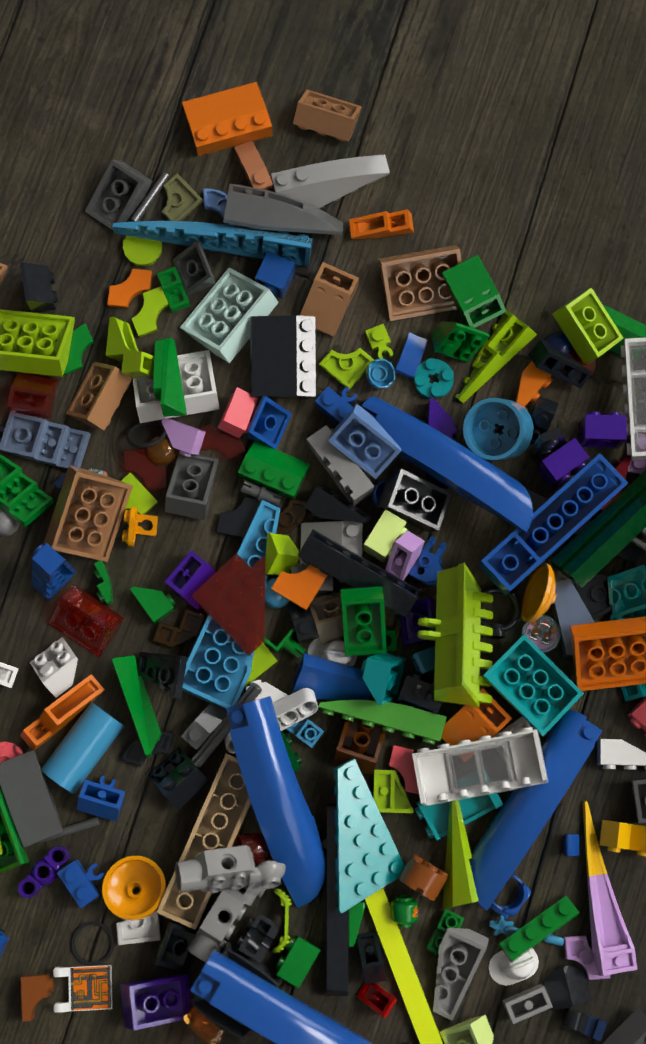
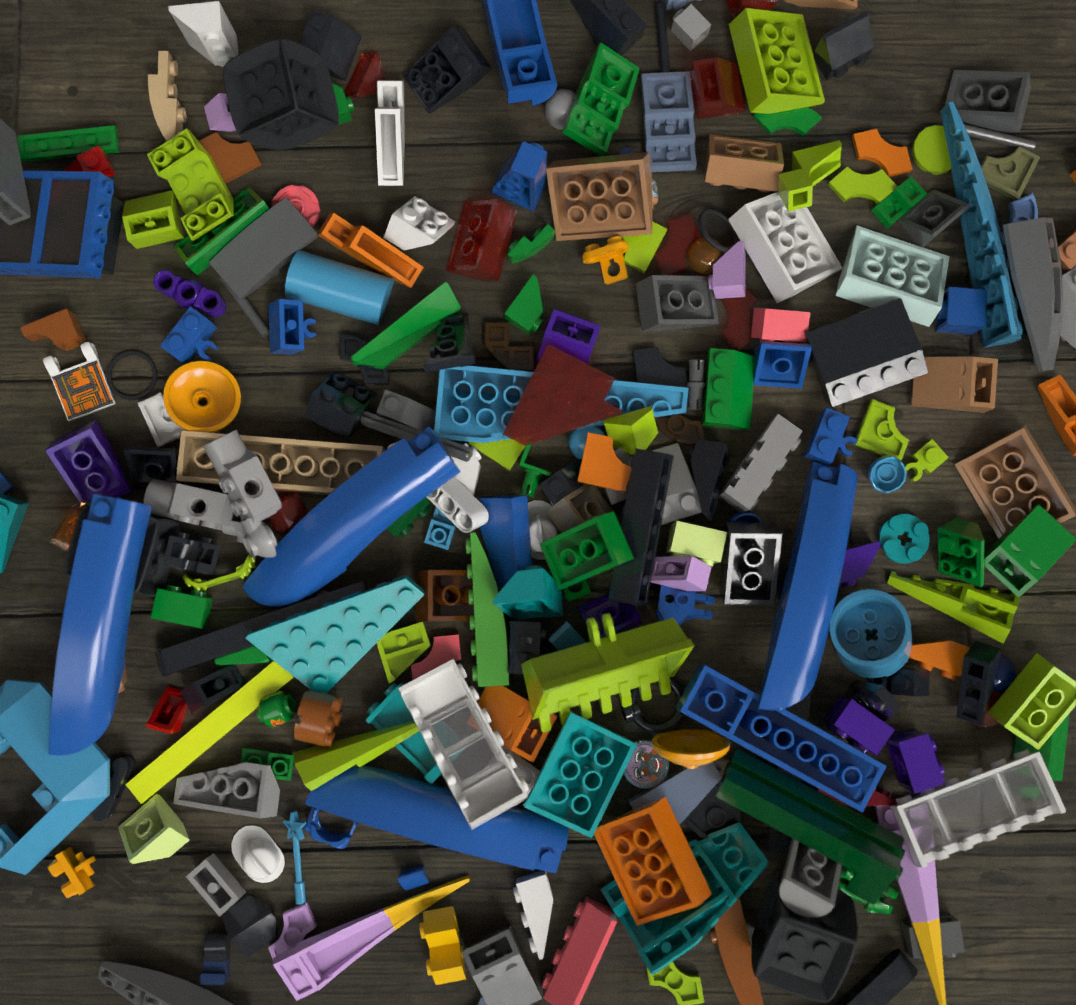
camera: 70 degrees right, 5 degrees up
(167, 379) = (790, 228): green wedge -> none
(364, 441) = (799, 481): medium blue slope -> none
(410, 355) = (922, 502): blue slope -> none
(539, 929) = (304, 871): green plate -> none

